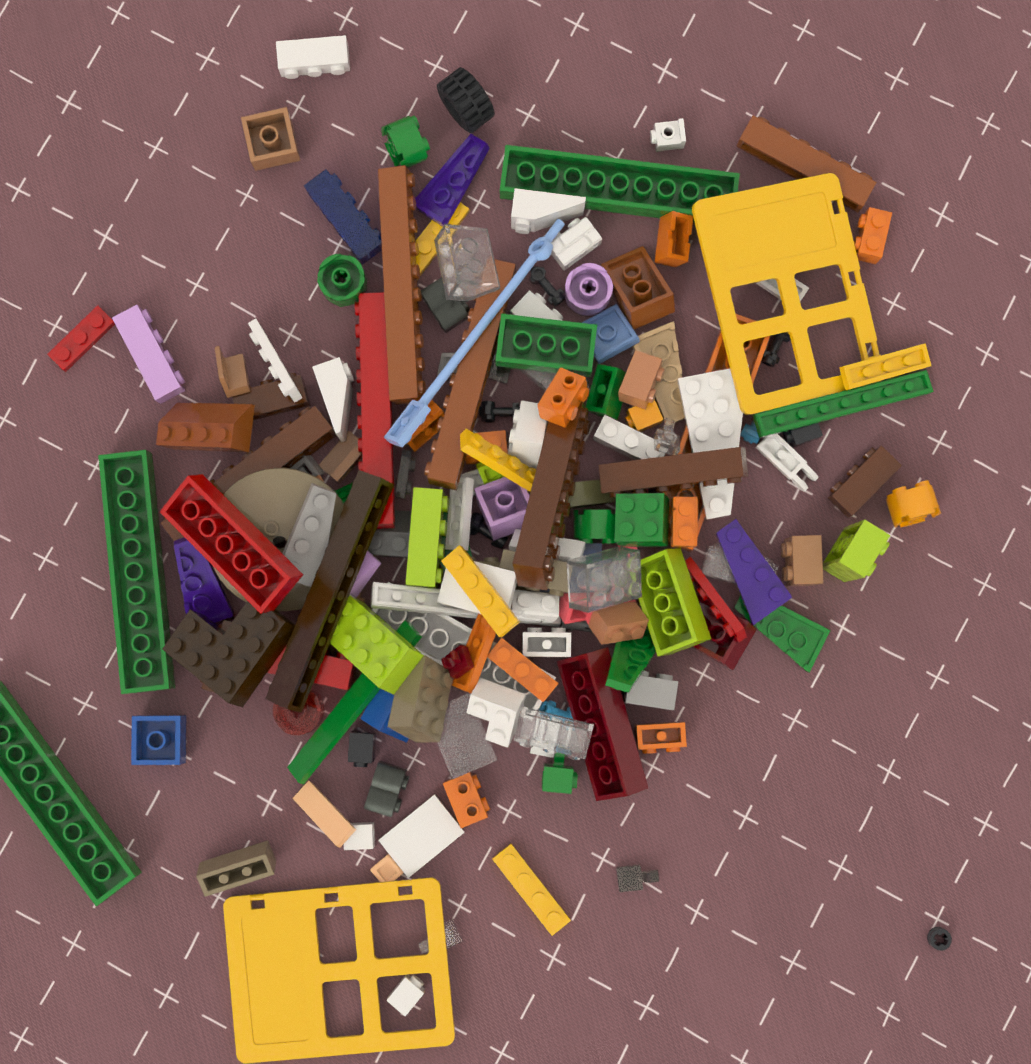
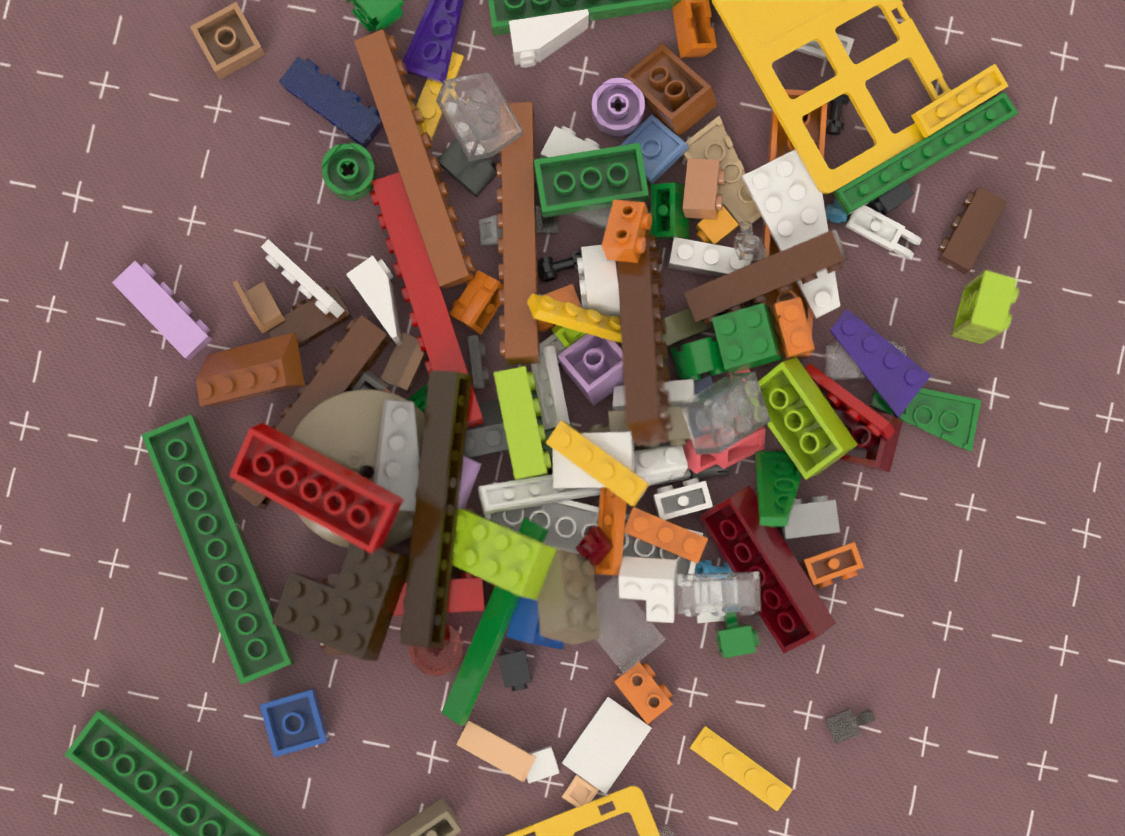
camera: 15 degrees left, 0 degrees up
(81, 338) = (83, 314): red plate -> none
(200, 583) = (291, 540): dark purple wing -> none
(386, 788) = (554, 705): pearl dark grey brick -> none
(416, 411) = (473, 290): light blue bar -> none
(477, 525) = (572, 396): black bar -> none
(538, 278) = (559, 109): black bar -> none
(575, 242) = (588, 61): white brick -> none
(618, 623) = (753, 456): nougat brick -> none
(802, 560) = (930, 333): medium nougat brick -> none
(912, 505) = (1031, 240): light orange brick -> none

